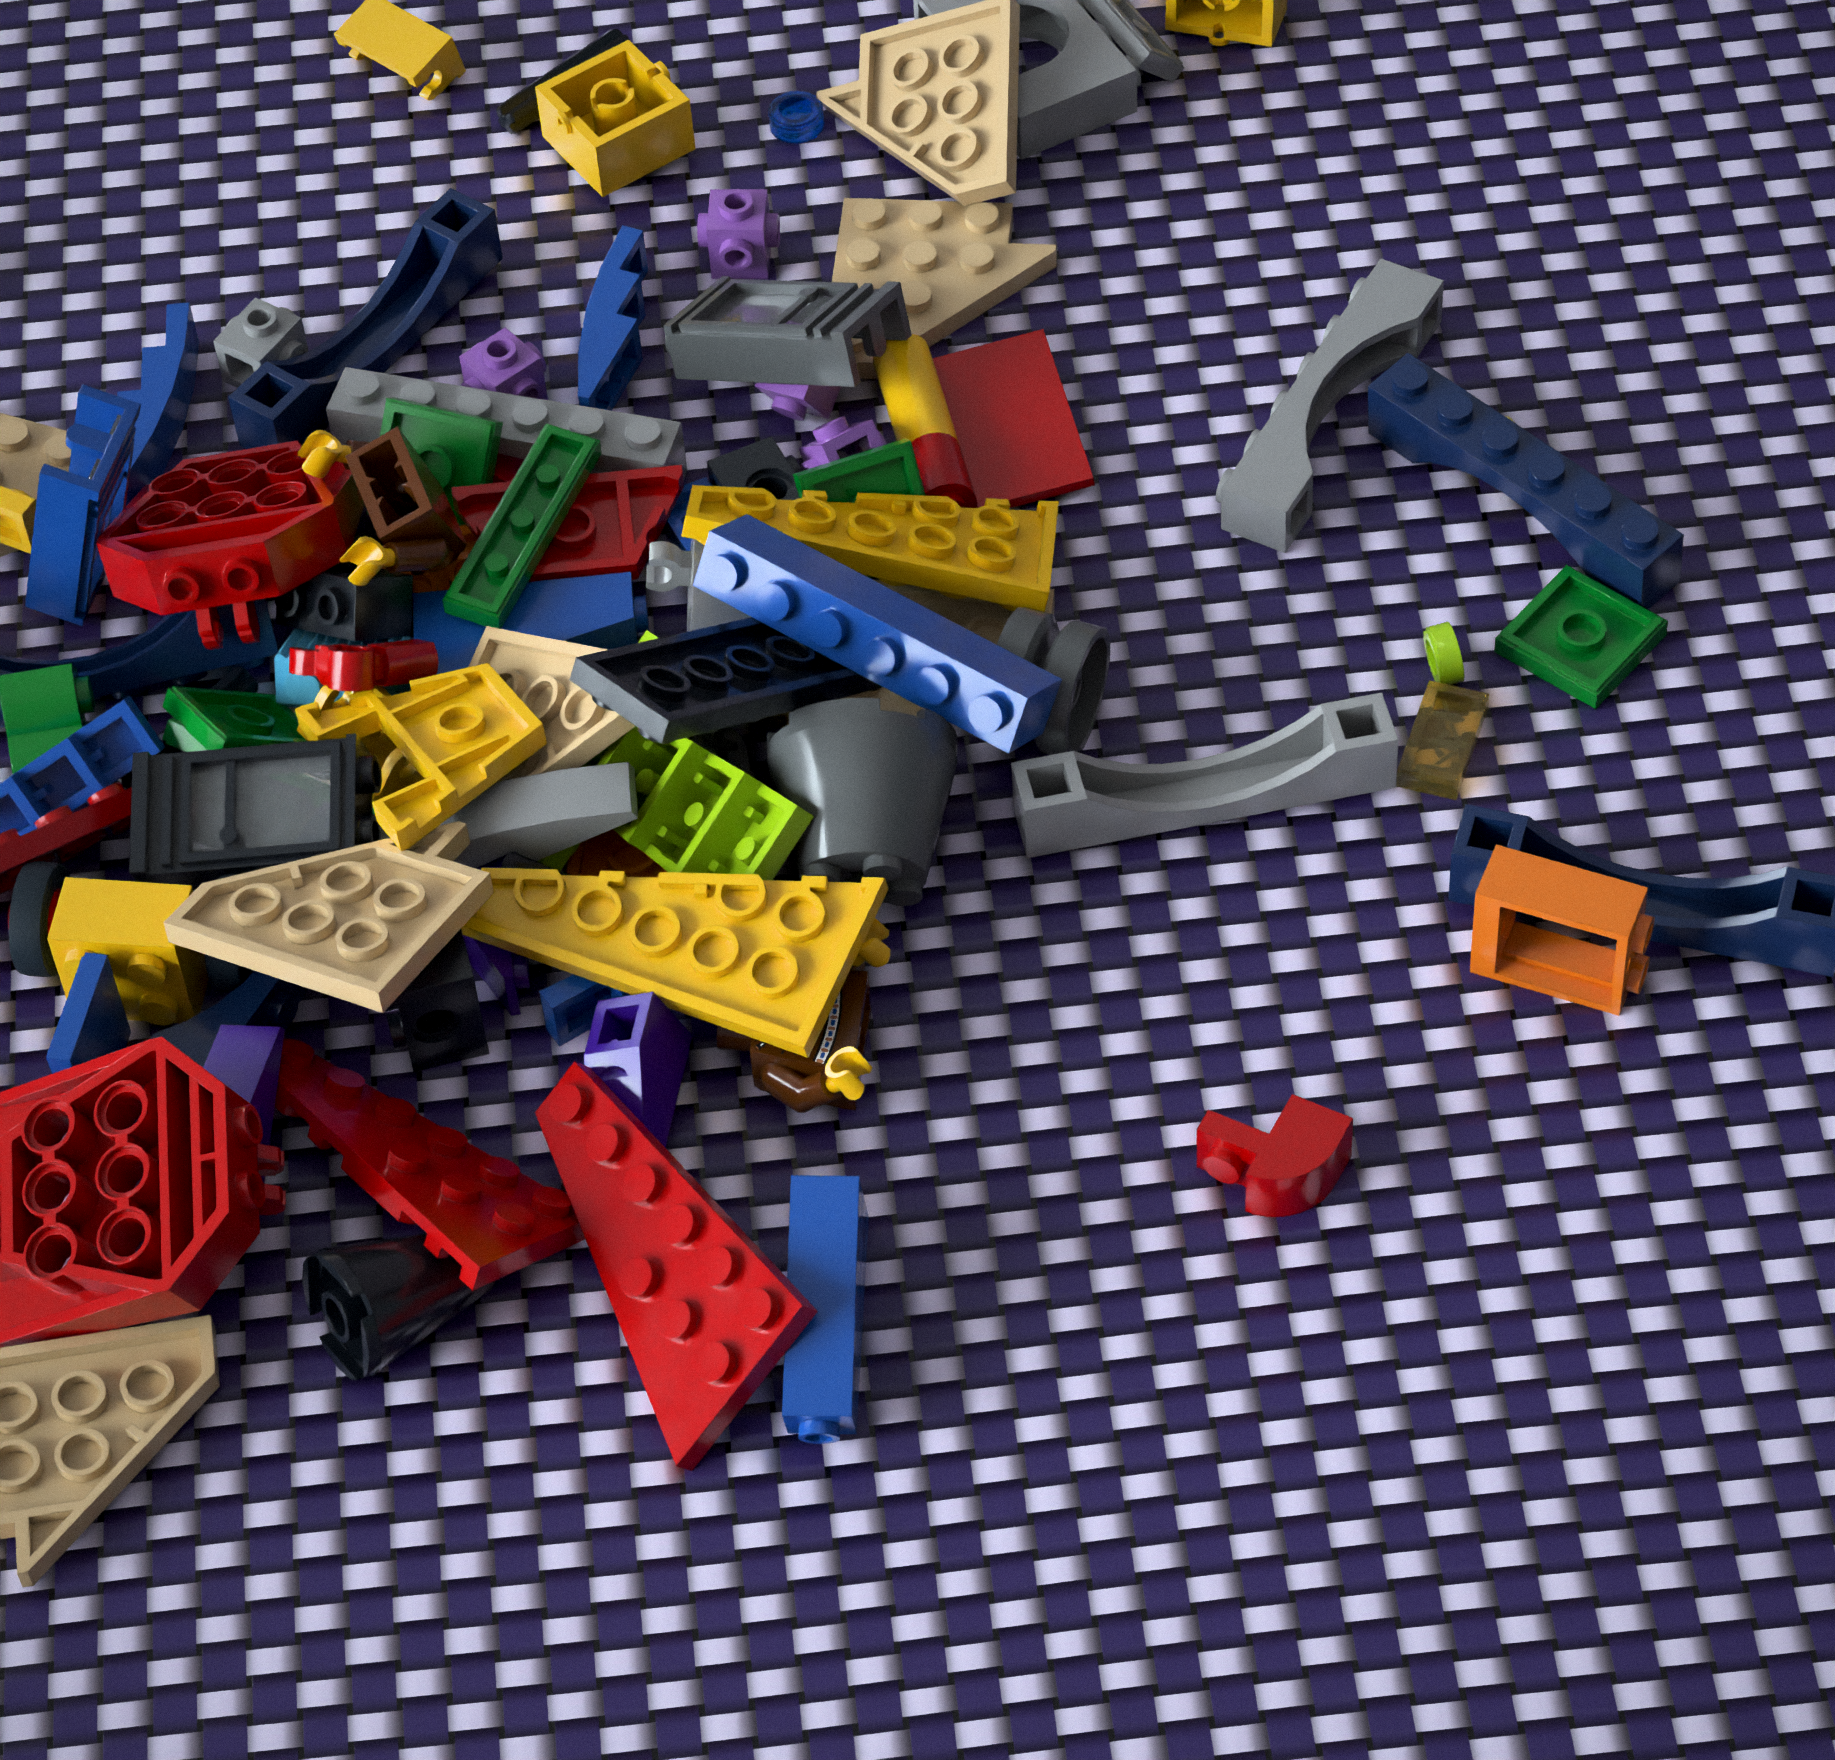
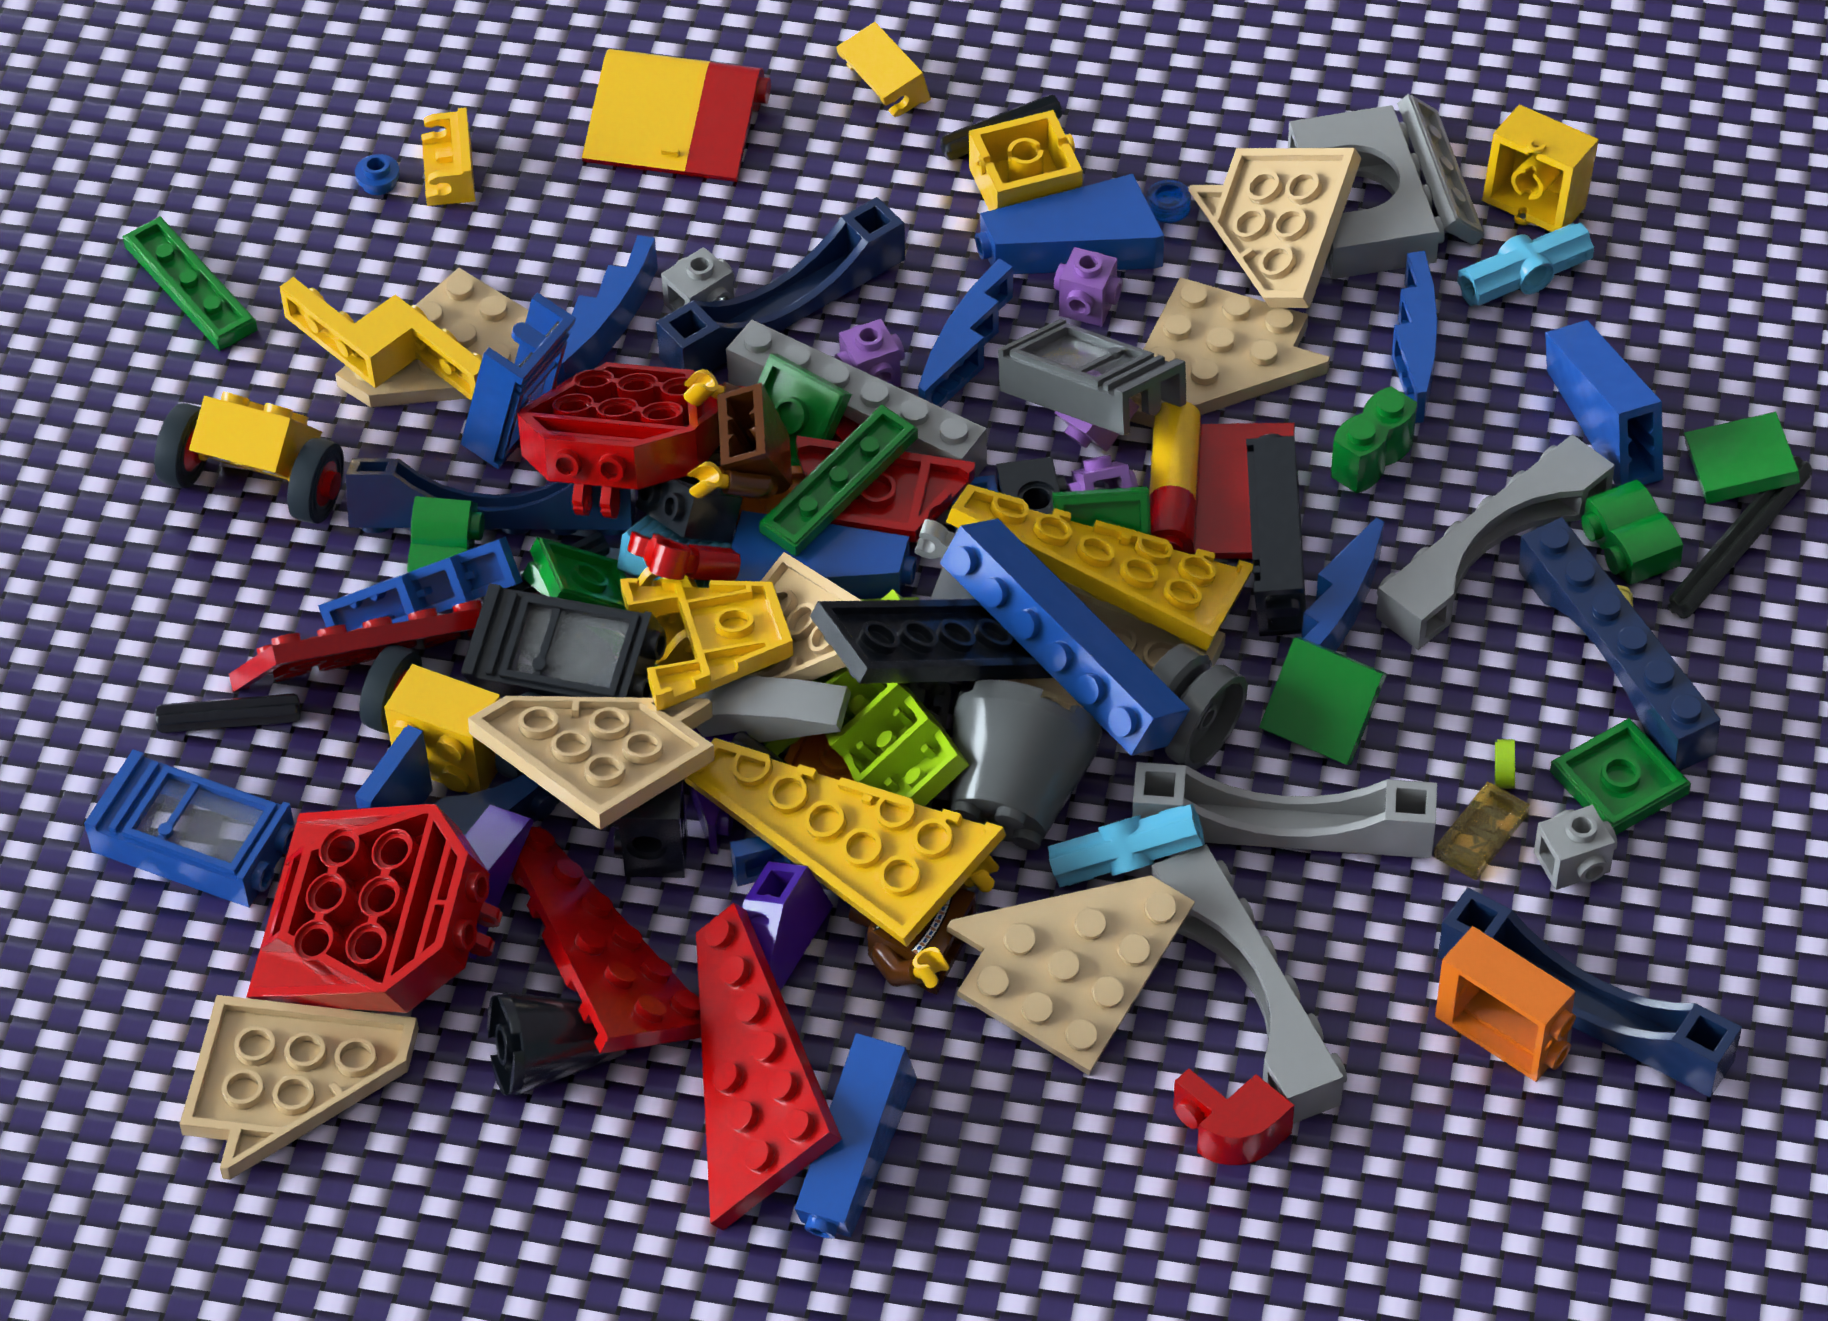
camera: 15 degrees right, 0 degrees up
(158, 159) = (673, 114): none -> yellow door
(671, 178) = (1098, 217): none -> blue slope
(1015, 1023) = (1070, 962): none -> tan wing
(1030, 866) = (1126, 845): none -> medium azure piece
(1079, 455) = (1276, 534): none -> black door
(1146, 324) = (1373, 439): none -> green brick
(1149, 915) = (1296, 1056): none -> light grey arch
(1151, 194) = (1416, 333): none -> blue slope
(1171, 524) = (1343, 589): none -> blue slope
(1202, 635) = (1322, 700): none -> green tile
(1246, 86) = (1525, 264): none -> medium azure piece
(1405, 212) = (1608, 401): none -> blue slope
(1489, 352) = (1632, 532): none -> green brick
(1565, 727) = (1575, 846): none -> light grey brick
(1582, 239) = (1741, 457): none -> green tile
(1611, 330) = (1733, 545): none -> pearl dark grey axle

